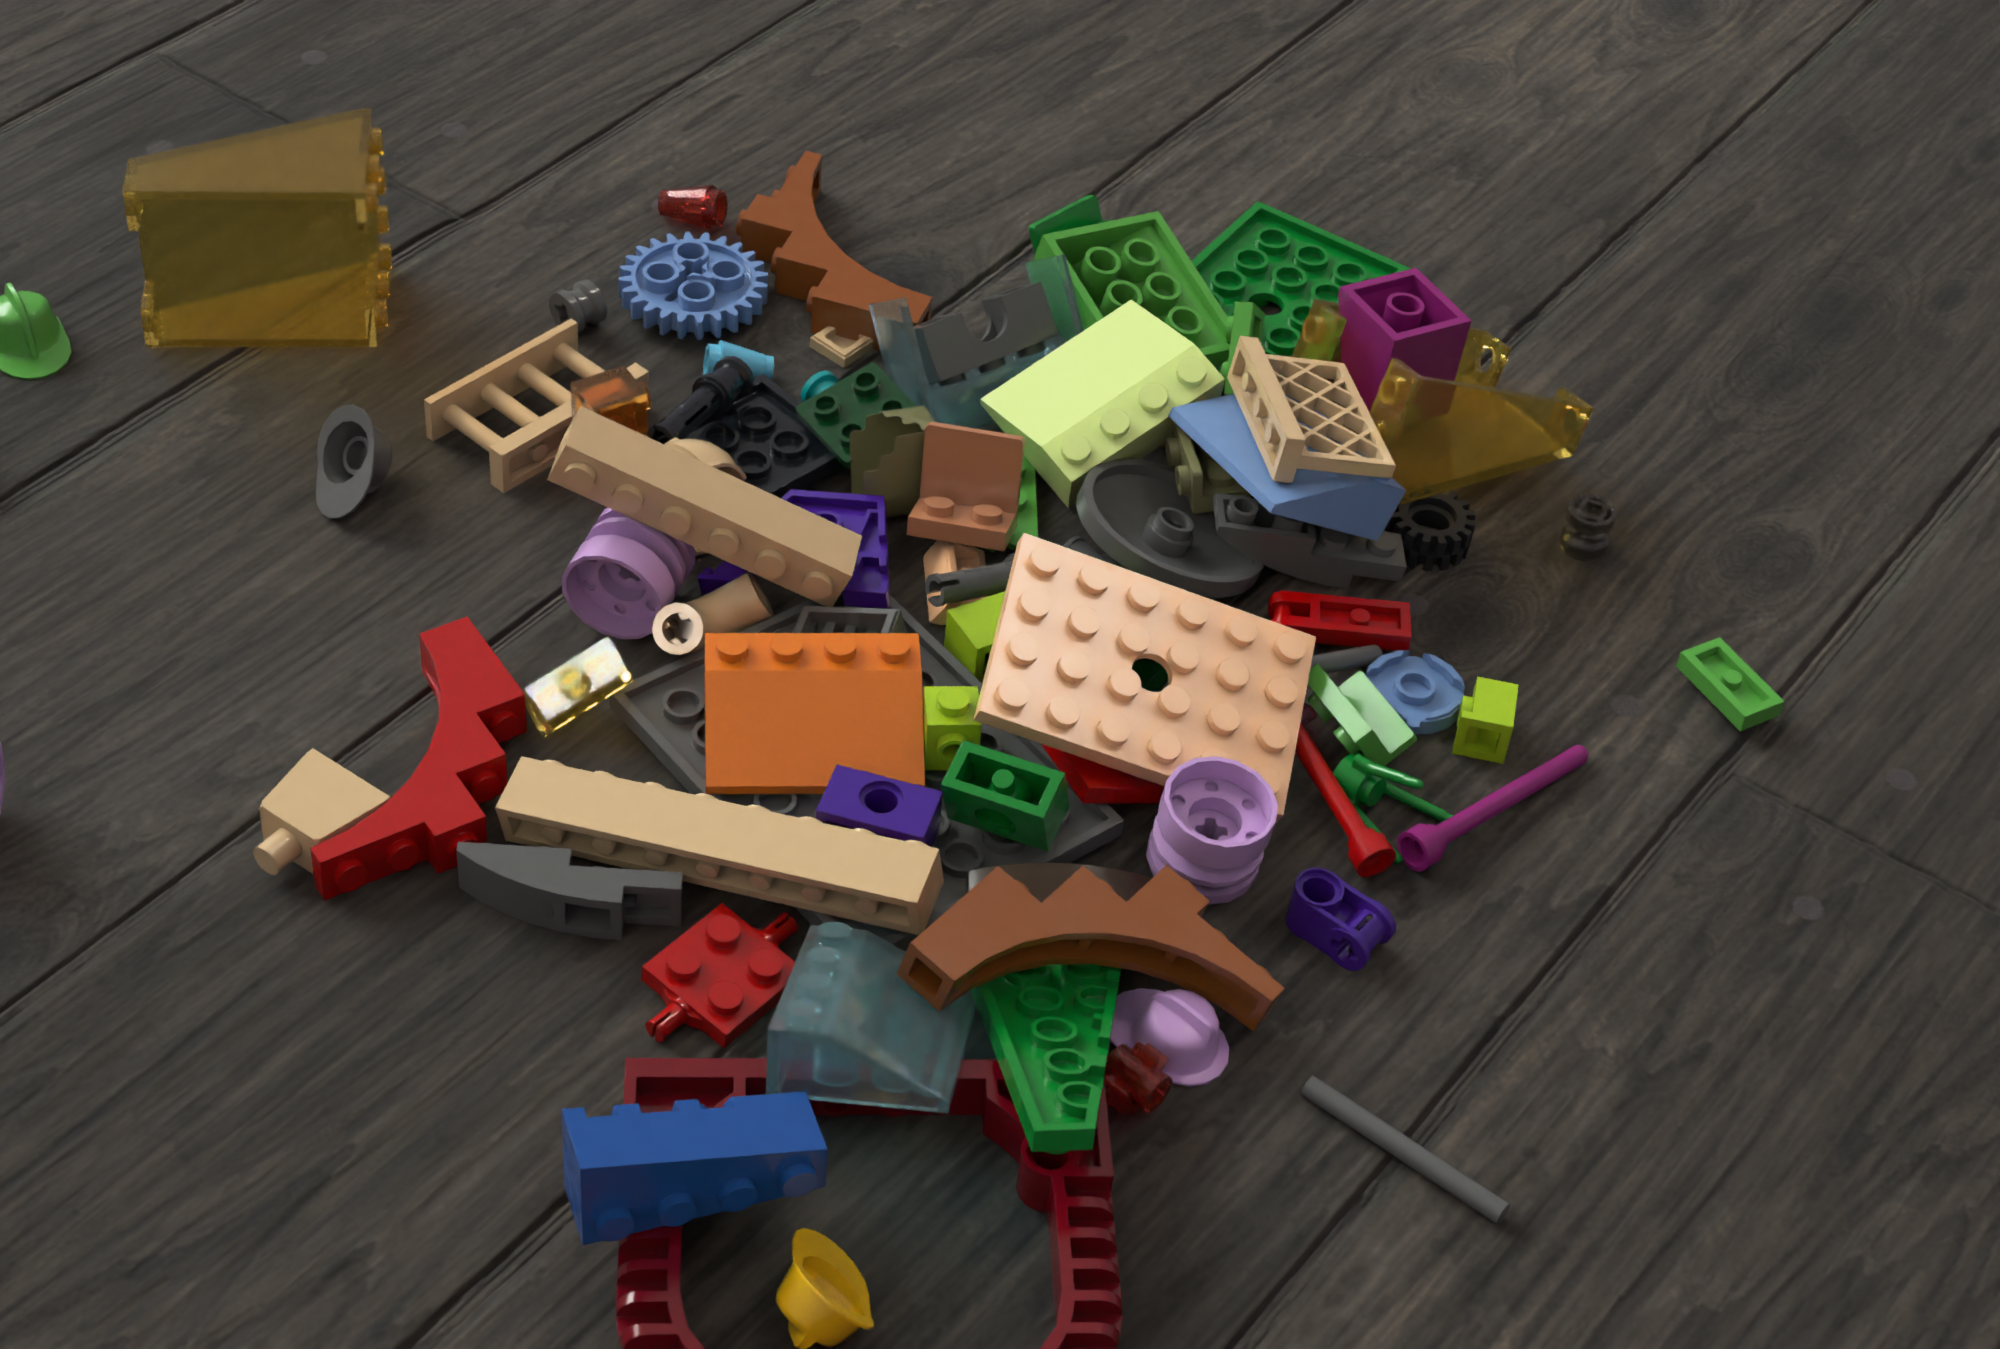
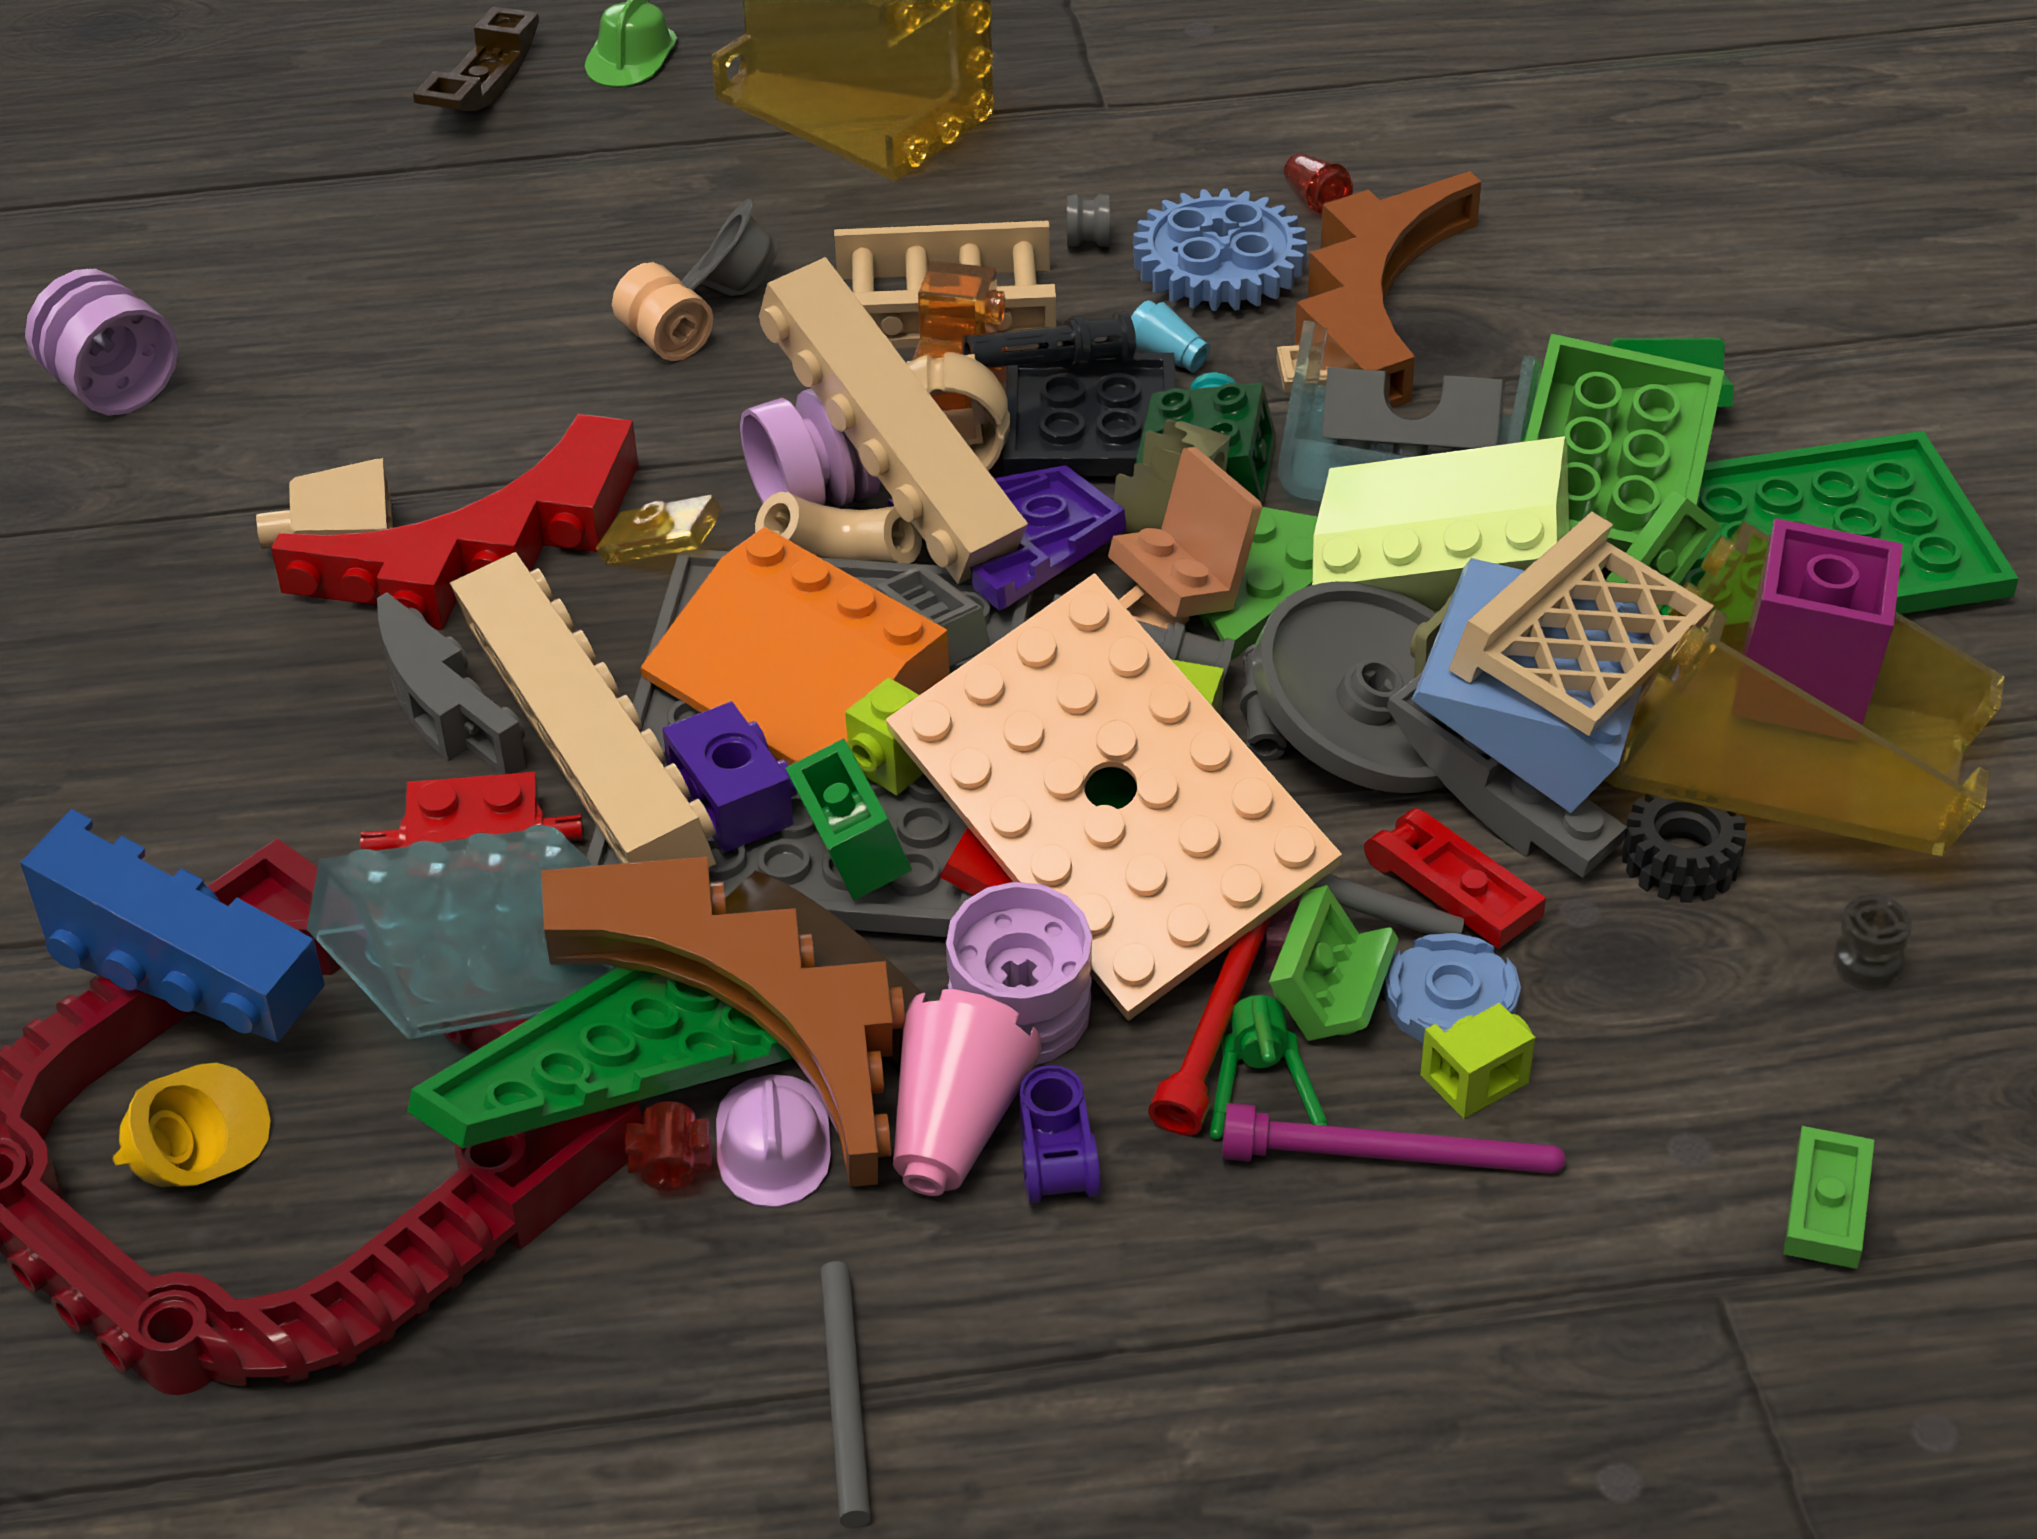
camera: 50 degrees right, 0 degrees up
(352, 526) = (662, 311): none -> light nougat wheel
(1261, 917) = (955, 1084): none -> bright pink cone

